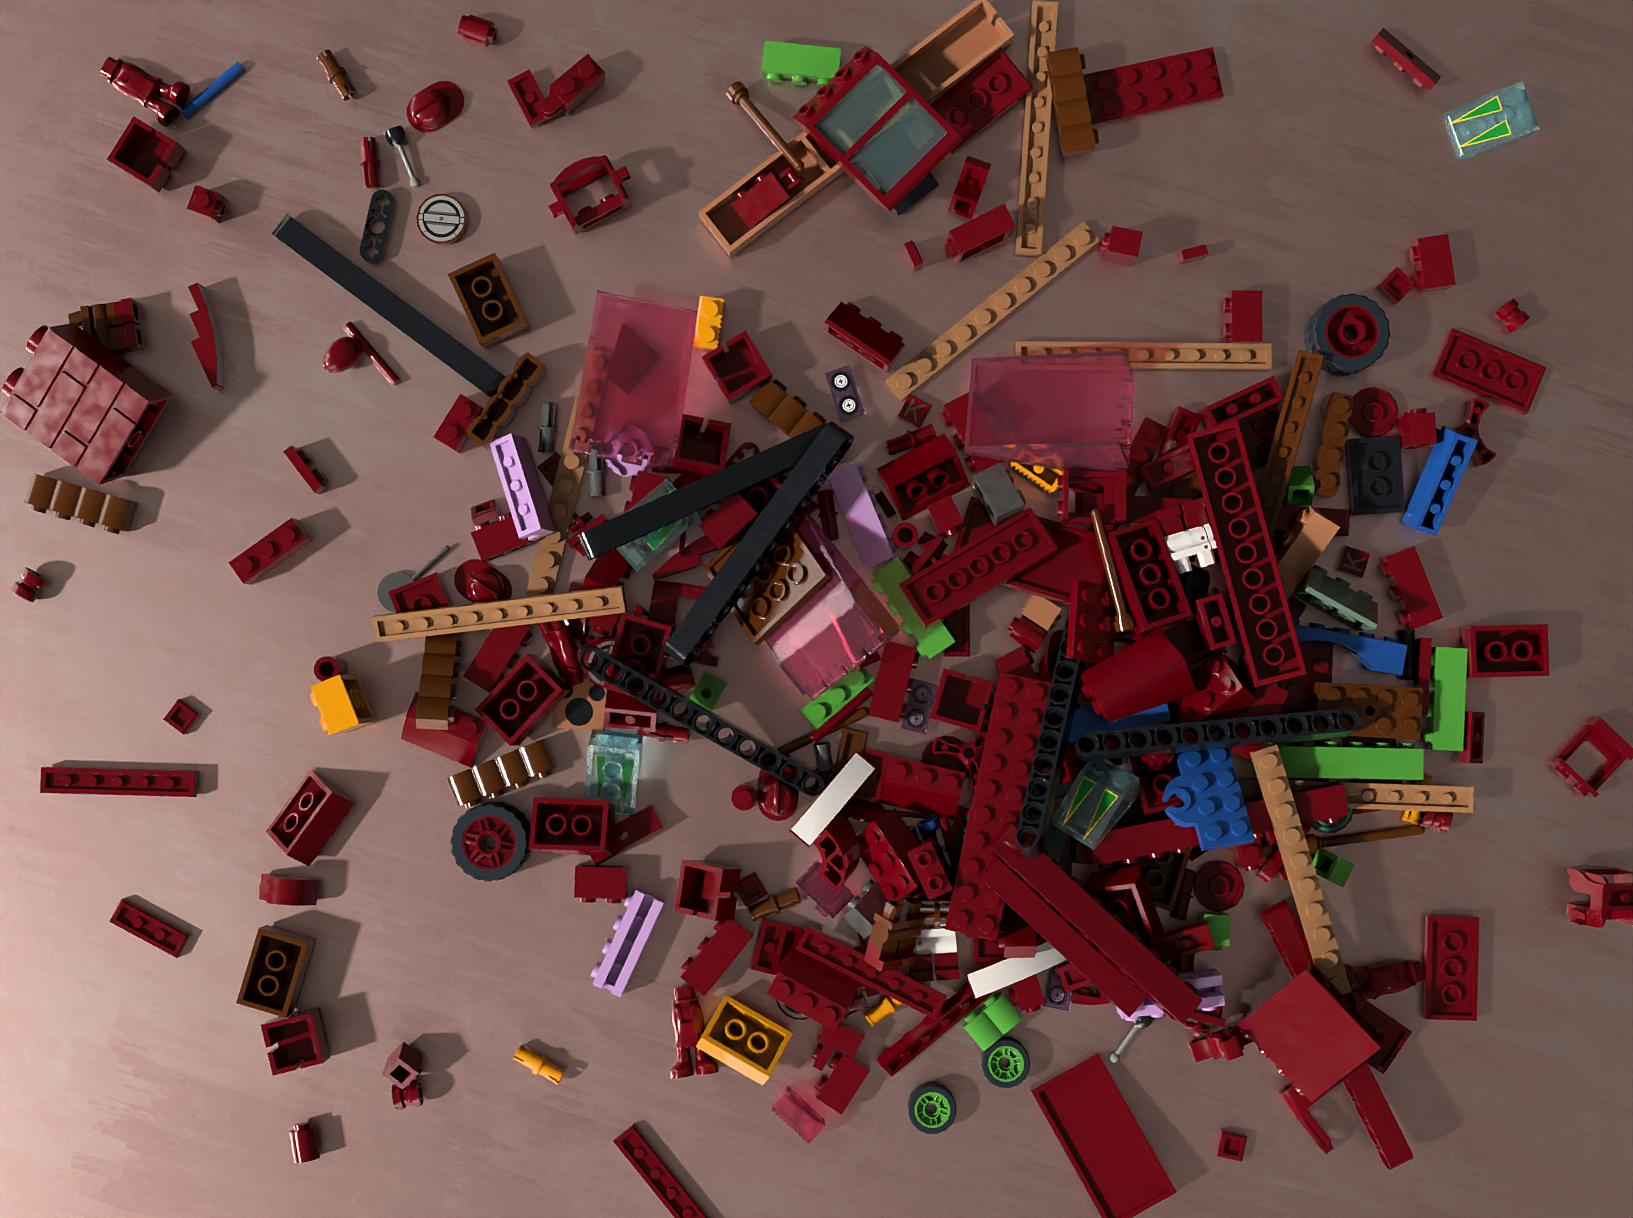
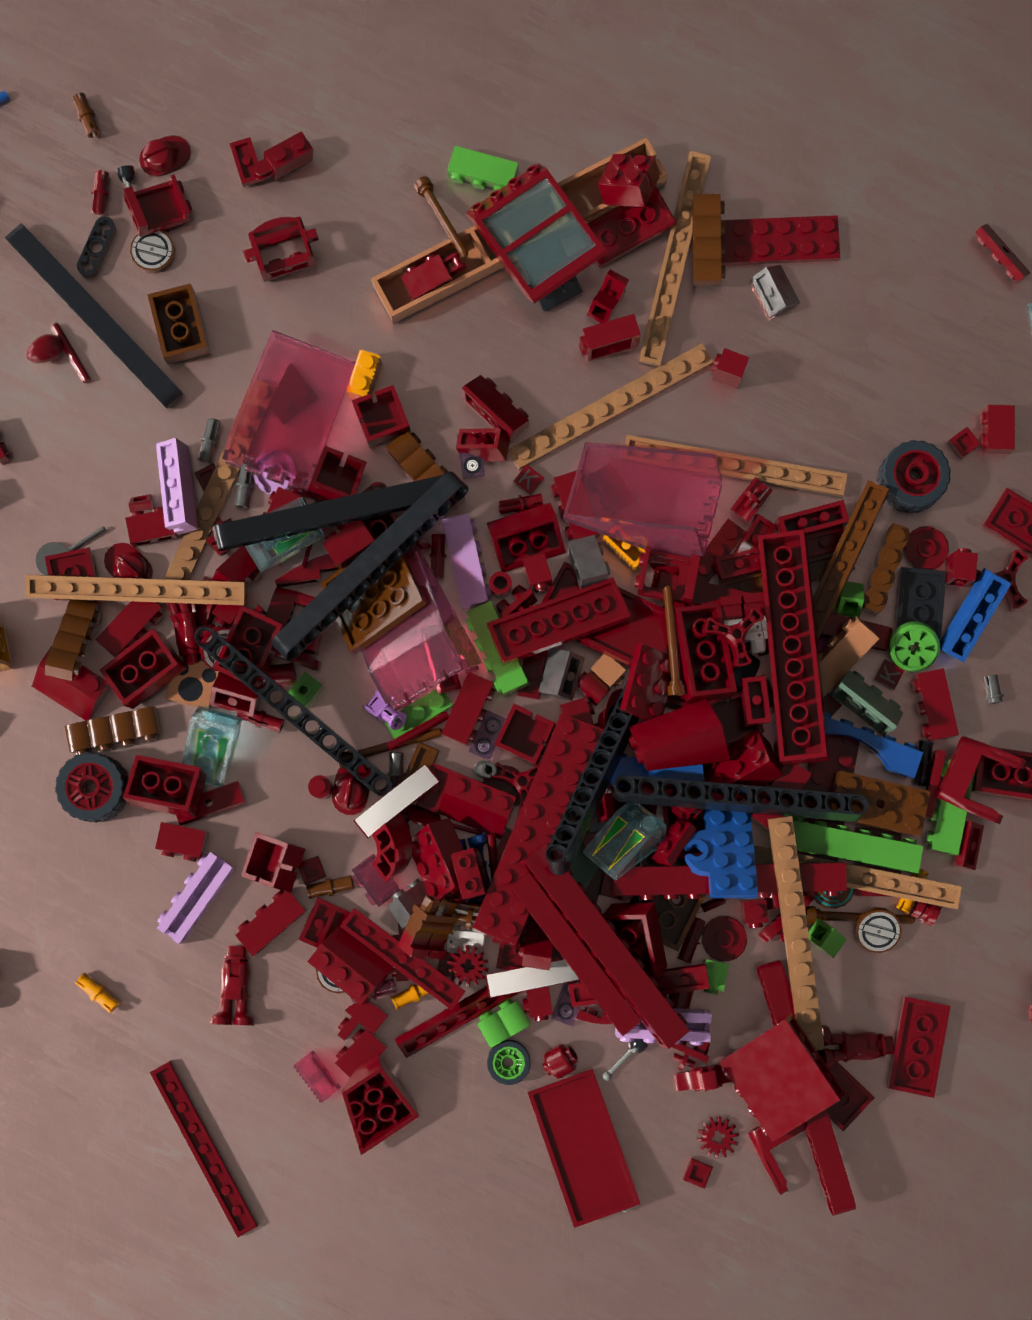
camera: 10 degrees right, 5 degrees down
(439, 168) = (158, 206): none -> dark red panel
(456, 423) = (134, 424): dark red brick -> none
(477, 30) = (212, 97): dark red brick -> none
(511, 394) = (183, 406): reddish brown brick -> none
(744, 1040) = (280, 1000): light orange brick -> none
(792, 698) = (384, 712): none -> medium lavender connector
(860, 379) = (485, 443): none -> dark red arch
(870, 1134) = (376, 1103): none -> dark red wedge
(885, 504) = (488, 555): dark red piece -> none
(913, 255) = (550, 347): dark red tile -> none
(923, 746) = (484, 769): none -> dark grey axle
(935, 974) = (475, 960): none -> dark red gear
(941, 1117) = (426, 1098): wheel -> none
(972, 49) = (628, 180): none -> dark red piece
(990, 625) = (561, 674): none -> flat silver brick
(1061, 1051) = (560, 1061): none -> dark red head
(1150, 796) = (674, 843): none -> dark red plate
(1155, 145) = (775, 290): none -> flat silver panel
(1169, 392) = (751, 500): none -> dark red hips
(1181, 552) = (735, 634): none -> dark red piece
(1192, 254) = (791, 386): dark red tile -> none
(1236, 1102) = (708, 1134): none -> dark red gear
(1243, 316) = (827, 446): dark red brick -> none
(1386, 537) = (921, 657): none -> bright green wheel
(1386, 848) = (878, 930): none -> tile
(1454, 659) = (960, 773): none -> dark red connector
(1471, 559) = (993, 689): none -> dark grey pin

